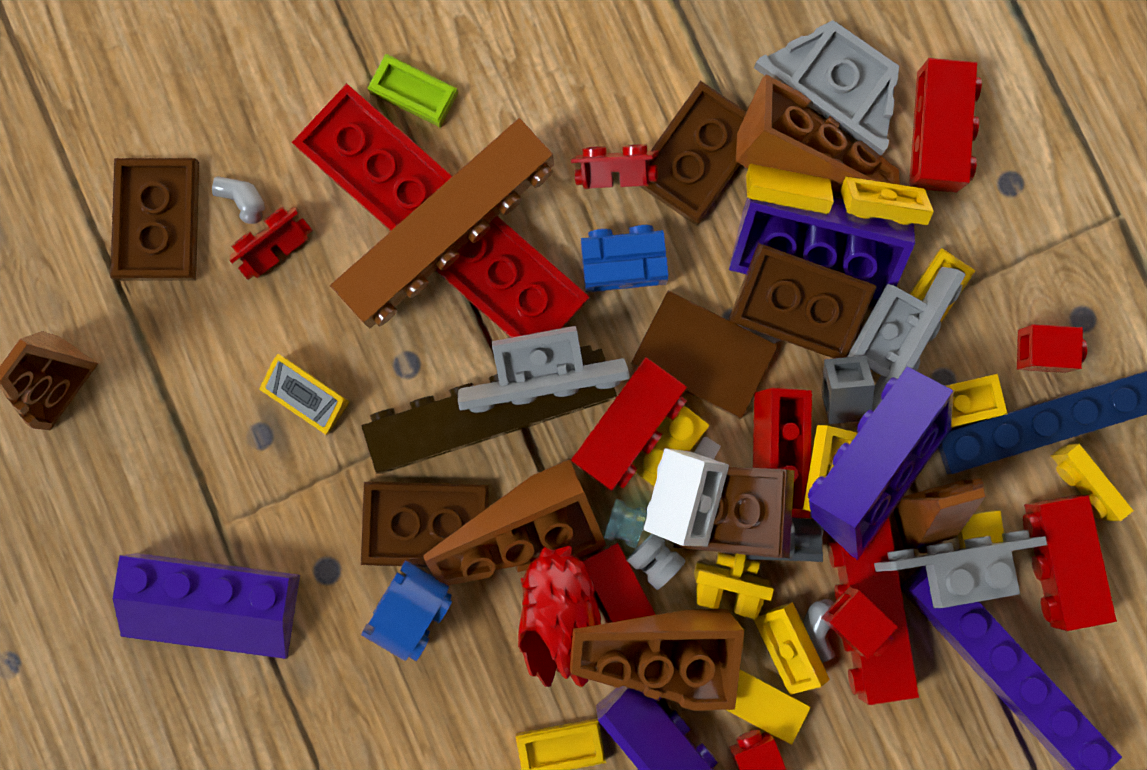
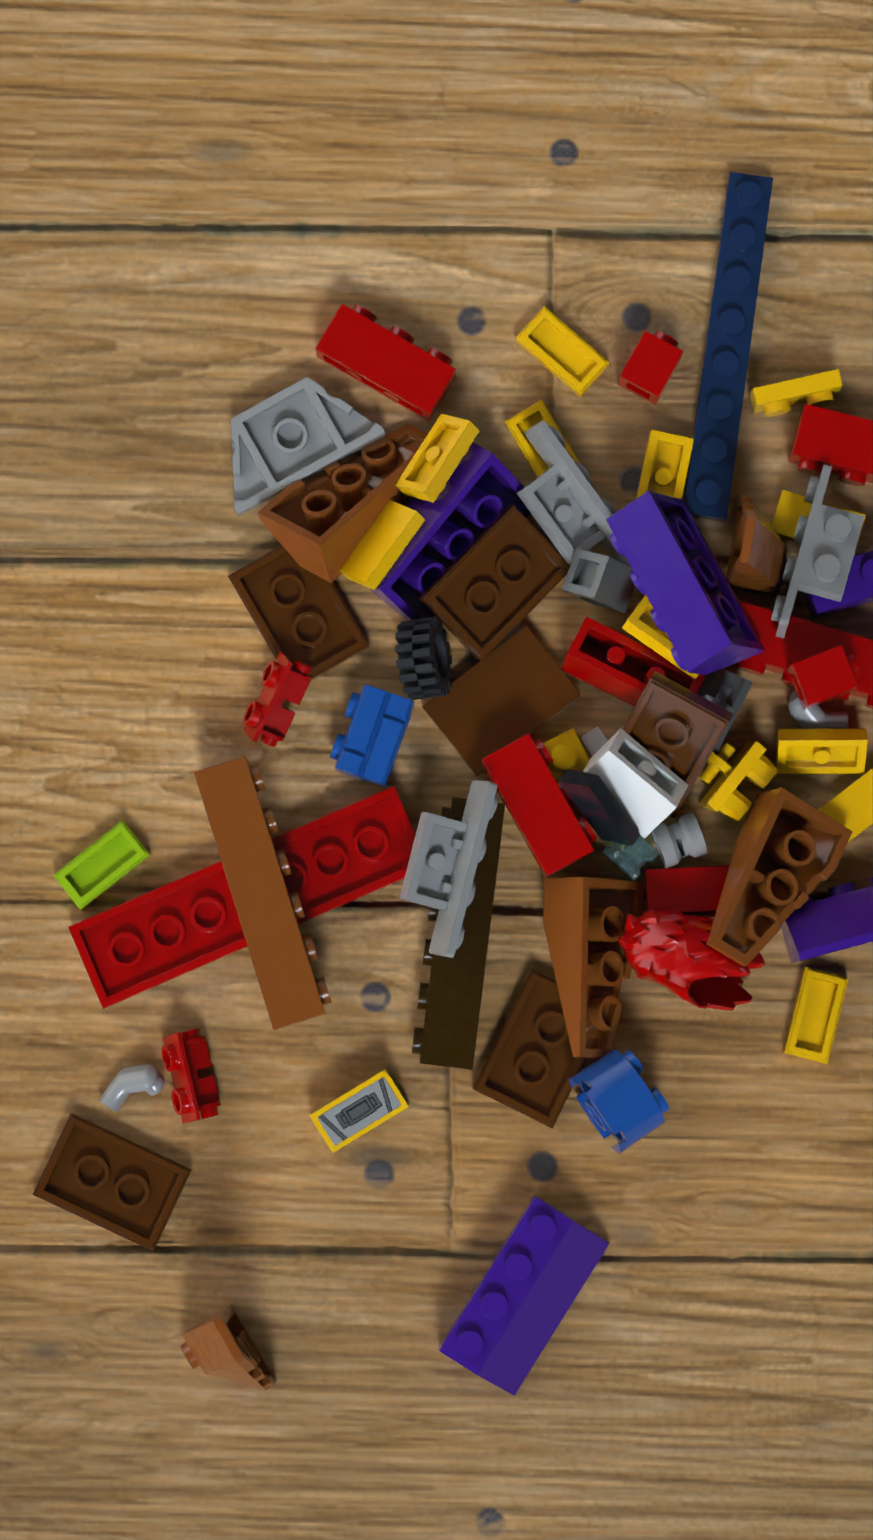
camera: 65 degrees left, 0 degrees up
(651, 478) = (599, 807): none -> black tile
(709, 269) = (423, 658): none -> black tyre
(1023, 269) = (562, 351): none -> yellow tile

